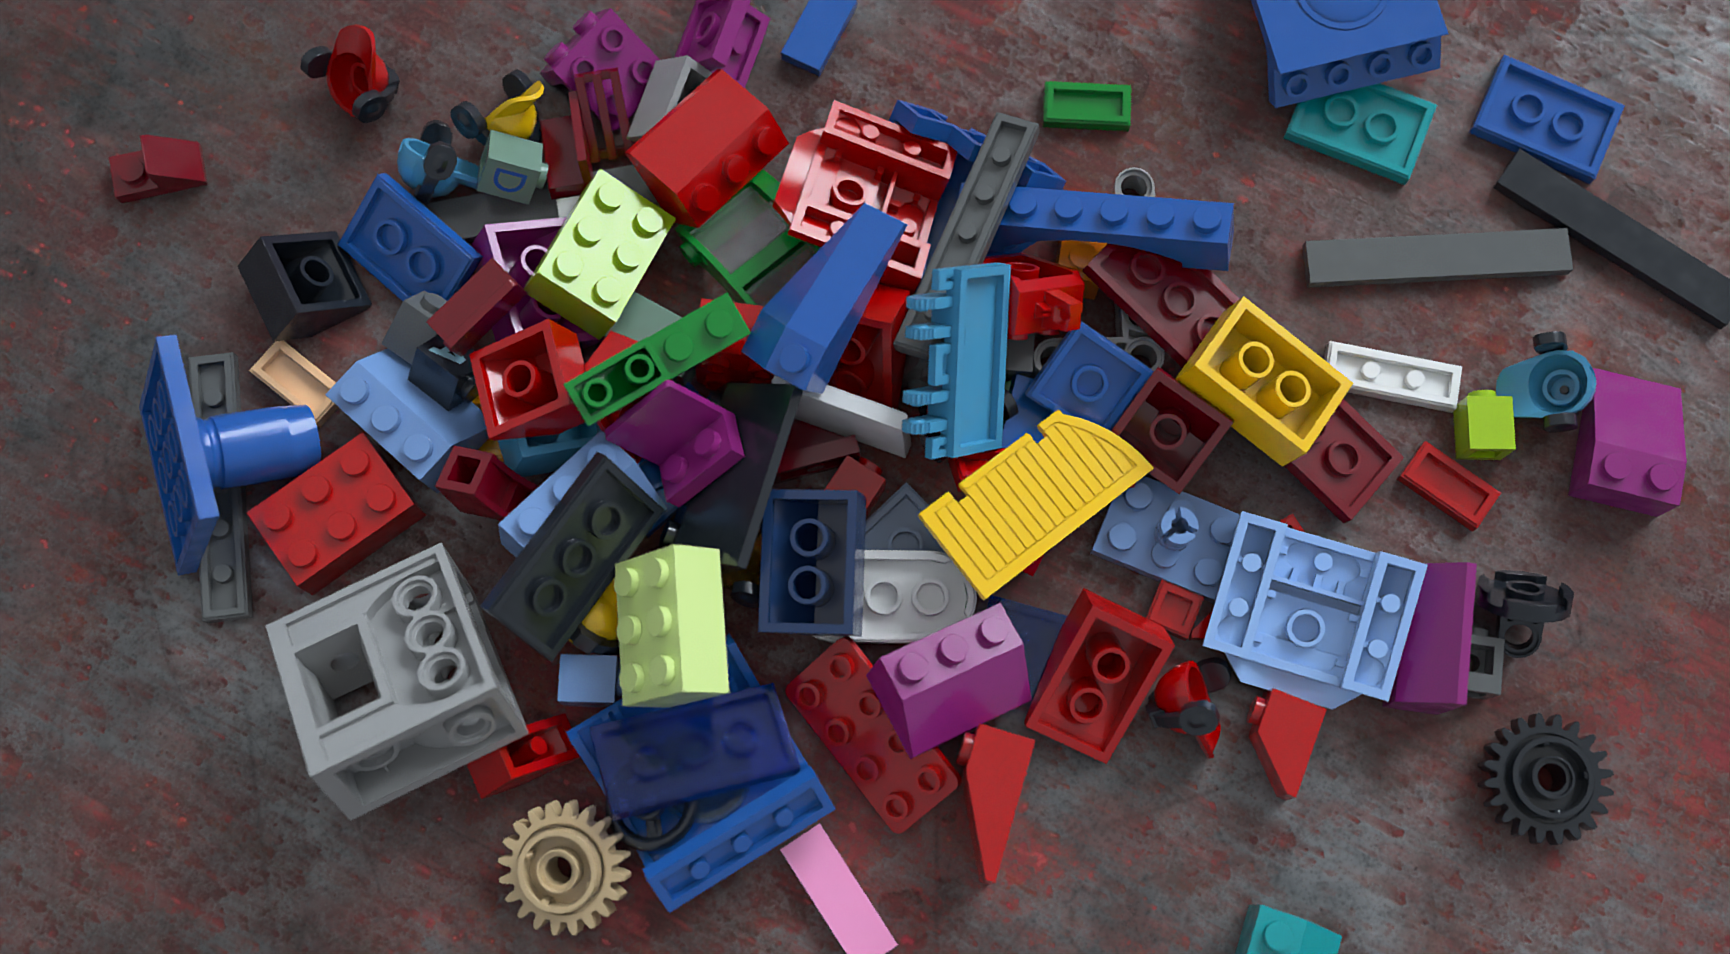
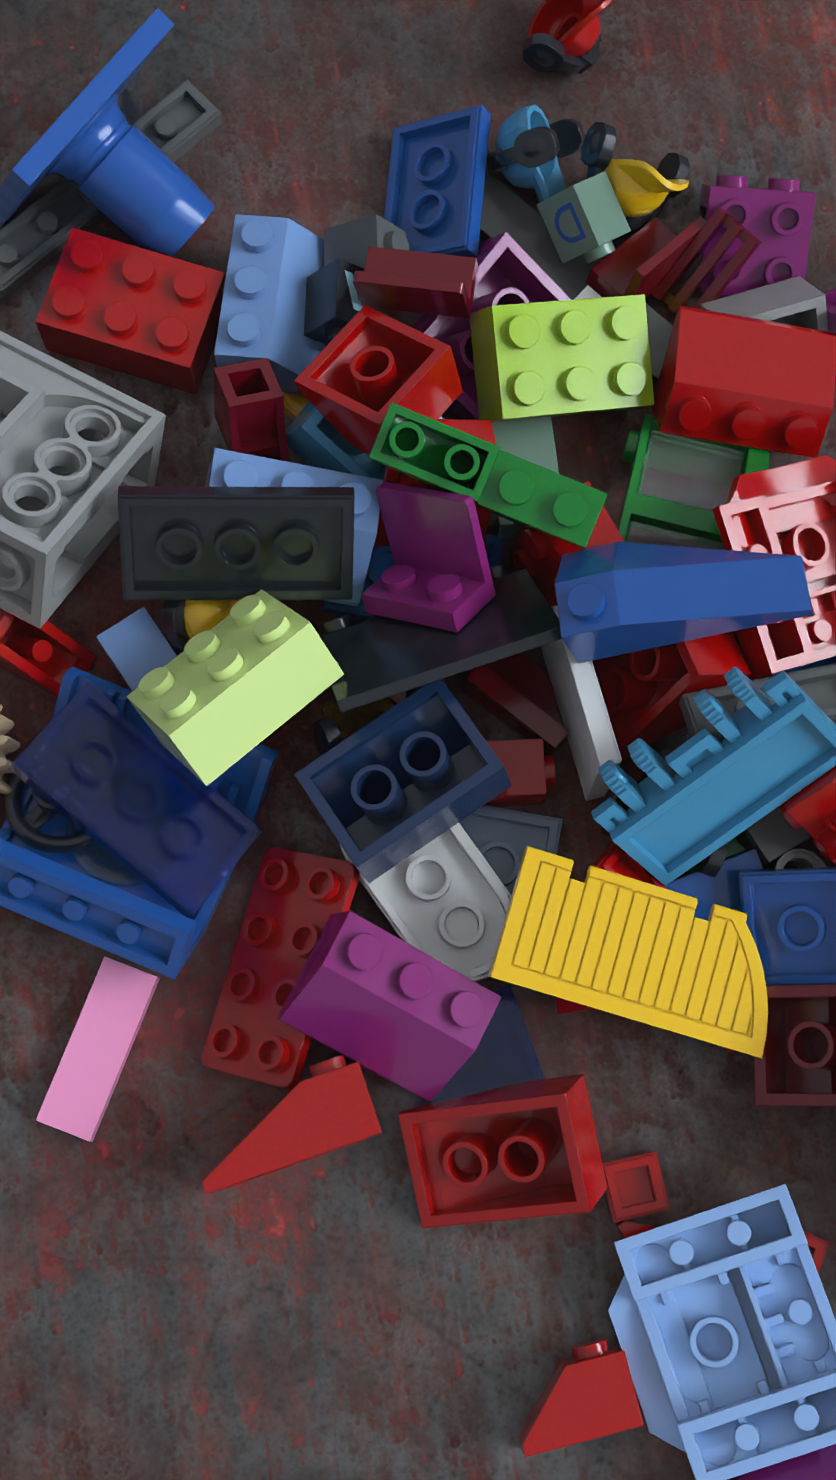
camera: 50 degrees right, 0 degrees up
(296, 380) = (235, 185): light nougat tile -> none
(302, 284) = (331, 124): black slope -> none
(1168, 536) = (705, 1126): medium blue plate -> none
(1184, 703) = (541, 1266): cap -> none

